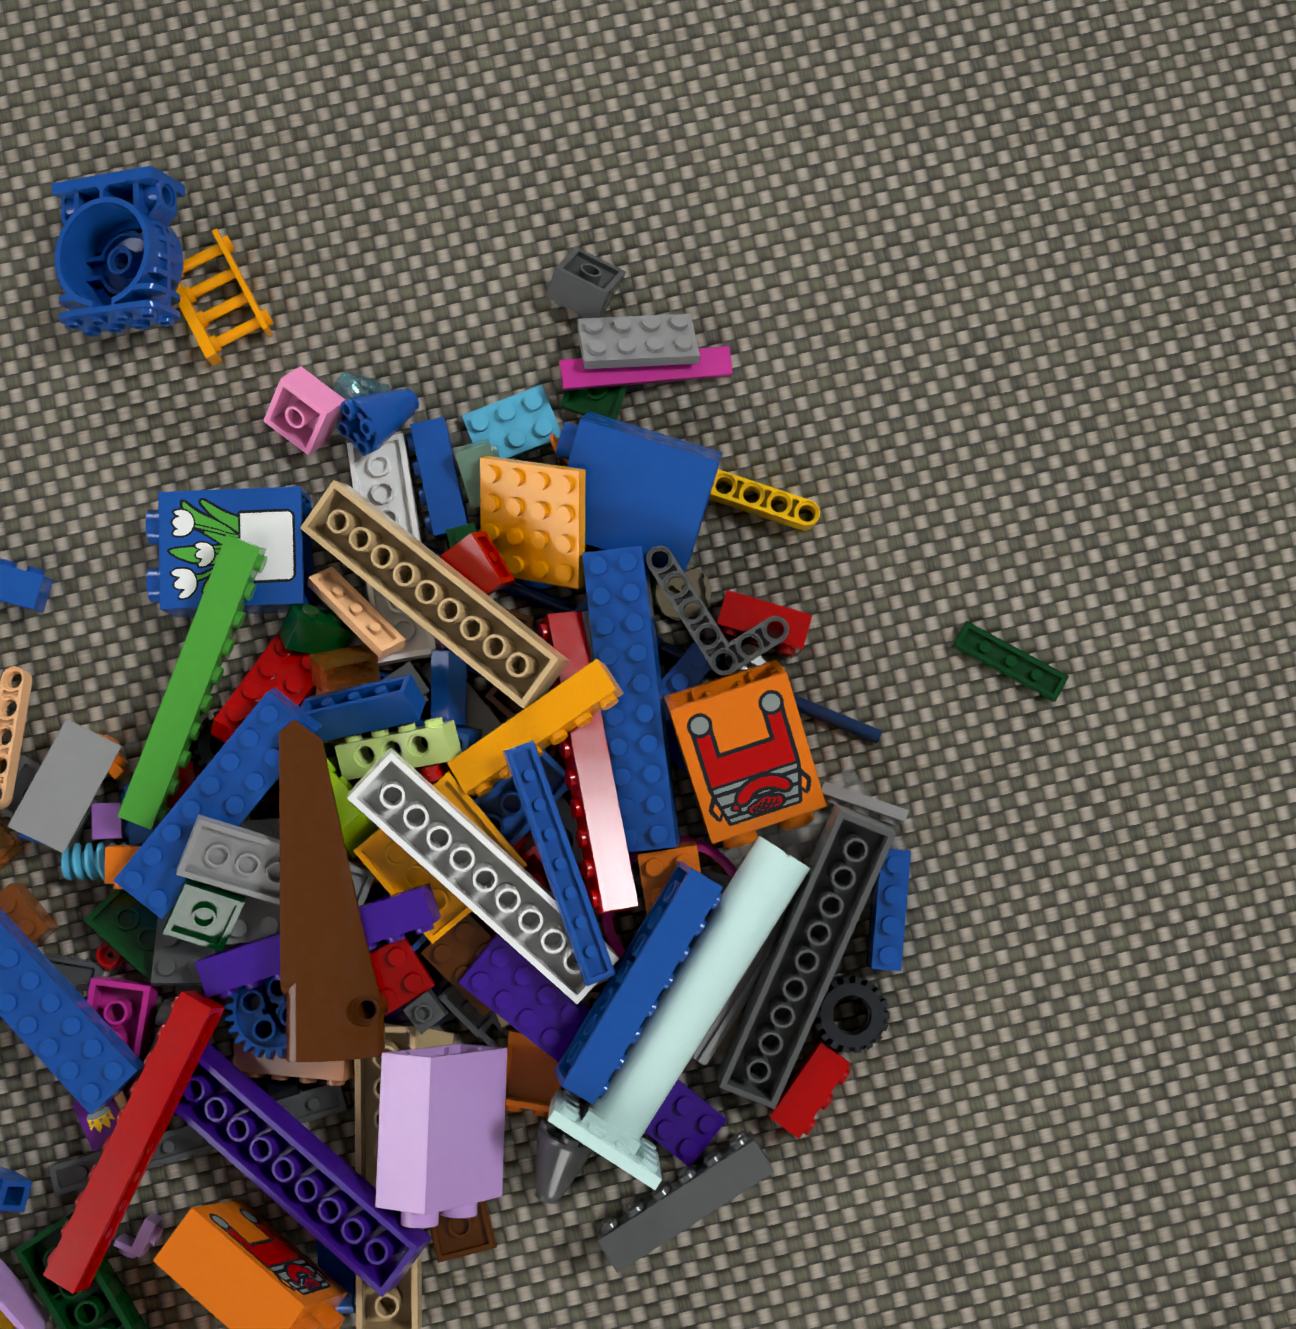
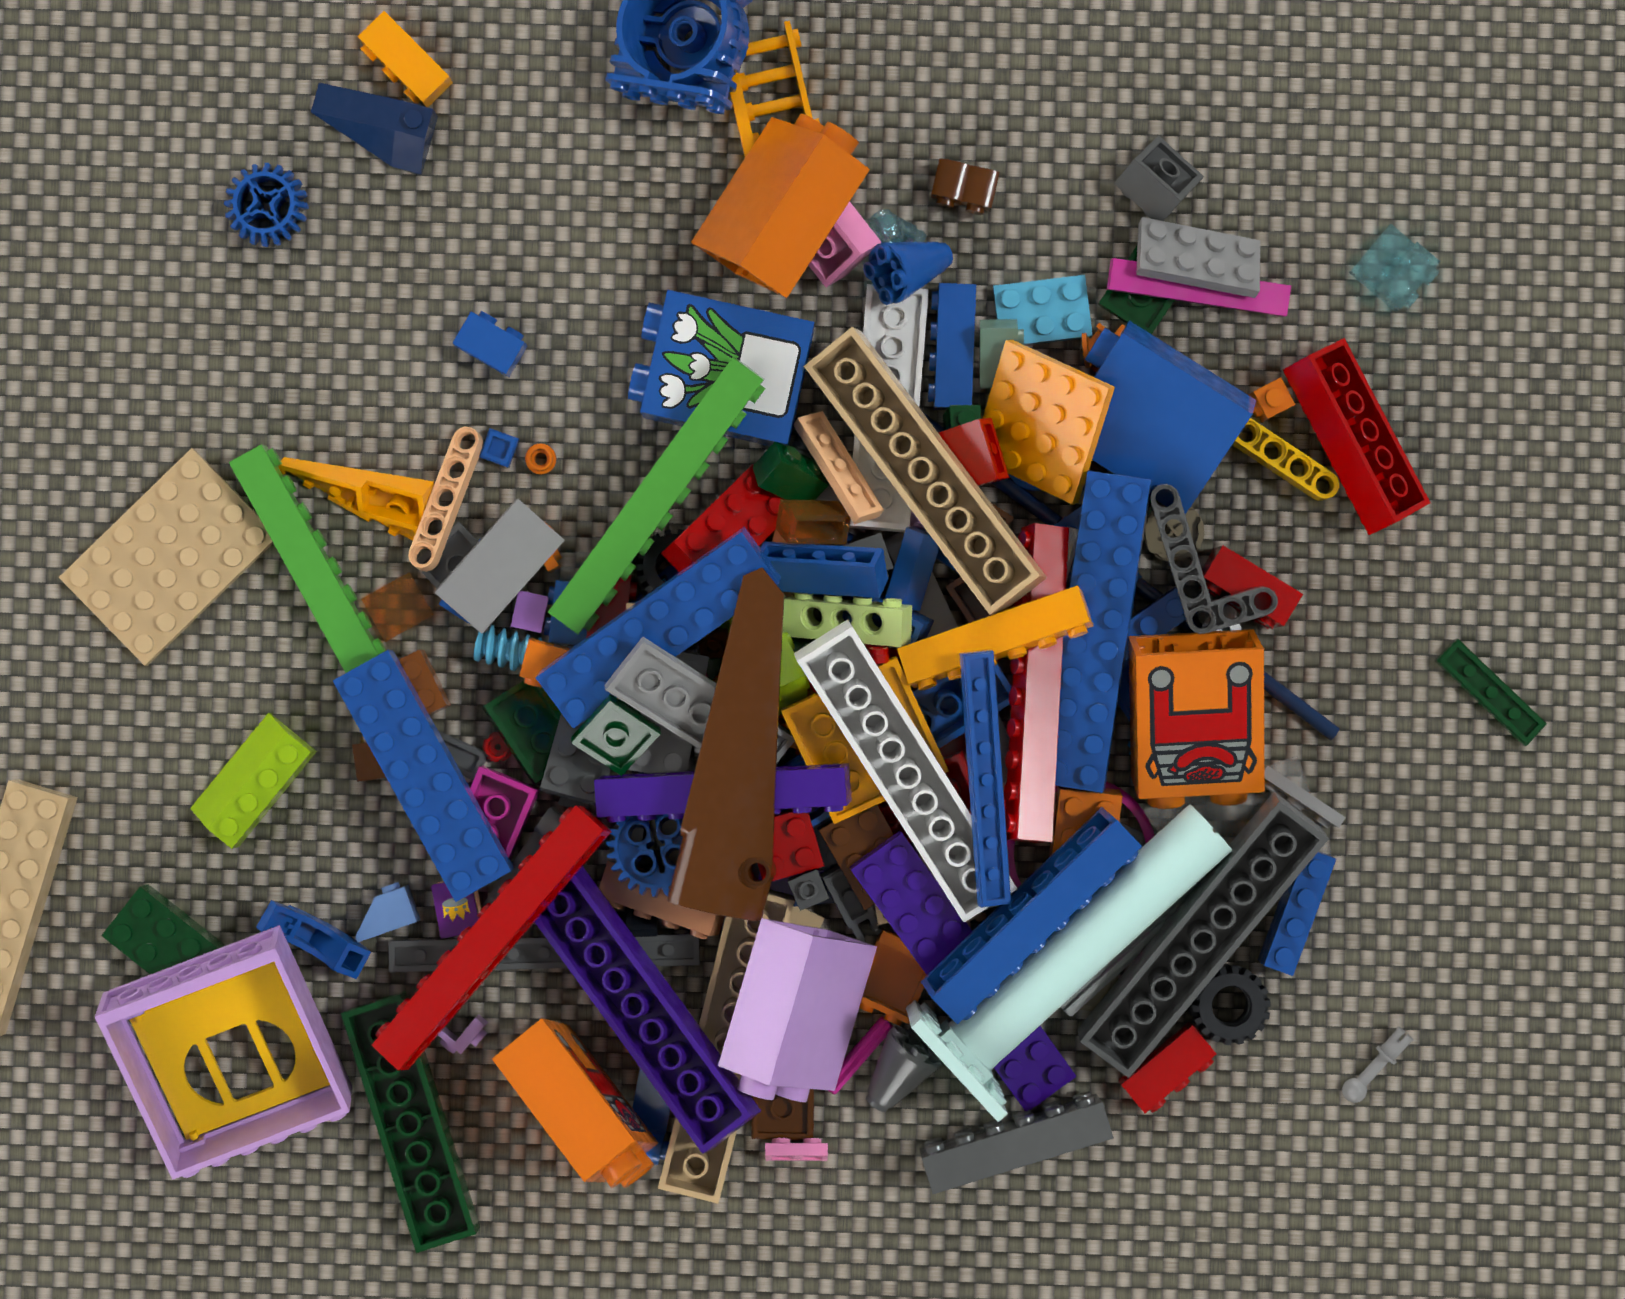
camera: 15 degrees right, 5 degrees up
(42, 1138) = (389, 912): none -> medium blue slope
(48, 678) = (499, 448): none -> blue tile
(79, 678) = (535, 450): none -> orange plate
(243, 385) = (782, 202): none -> orange brick
(413, 334) = (964, 186): none -> reddish brown brick
(468, 1265) = (809, 1150): none -> bright pink plate
(519, 1153) = (862, 1051): none -> dark pink axle
(738, 451) = (1271, 400): none -> orange brick
(818, 307) = (1395, 268): none -> clear light blue plate
(822, 461) = (1356, 436): none -> red brick
(989, 1060) = (1356, 1088): none -> light grey pin

